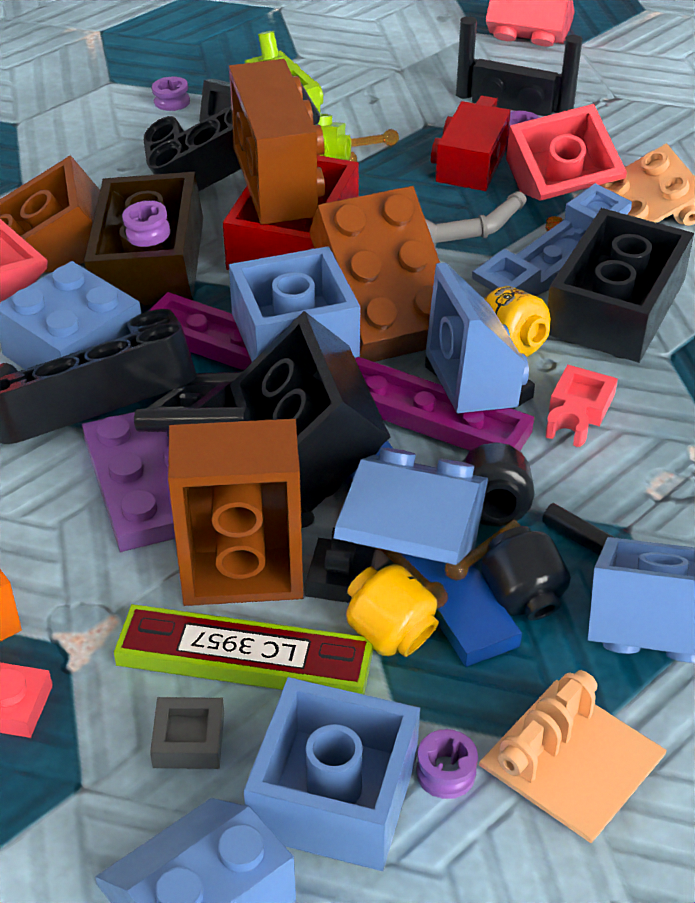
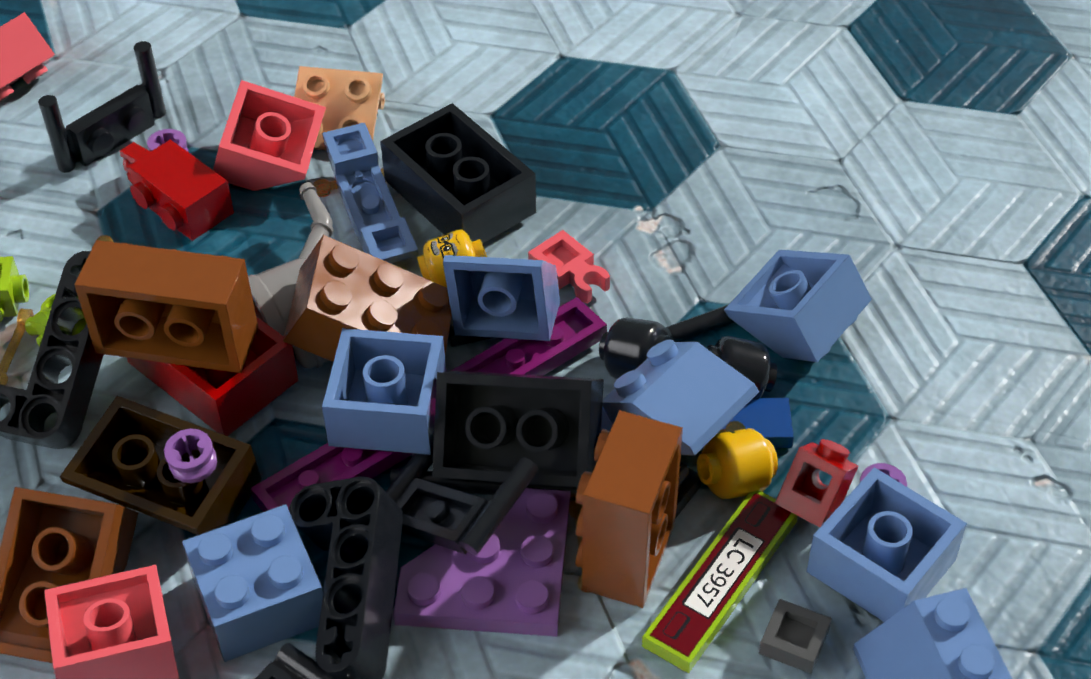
camera: 65 degrees left, 5 degrees up
(396, 669) = (802, 489): none -> red brick
(573, 757) = (903, 416): light nougat hinge -> none

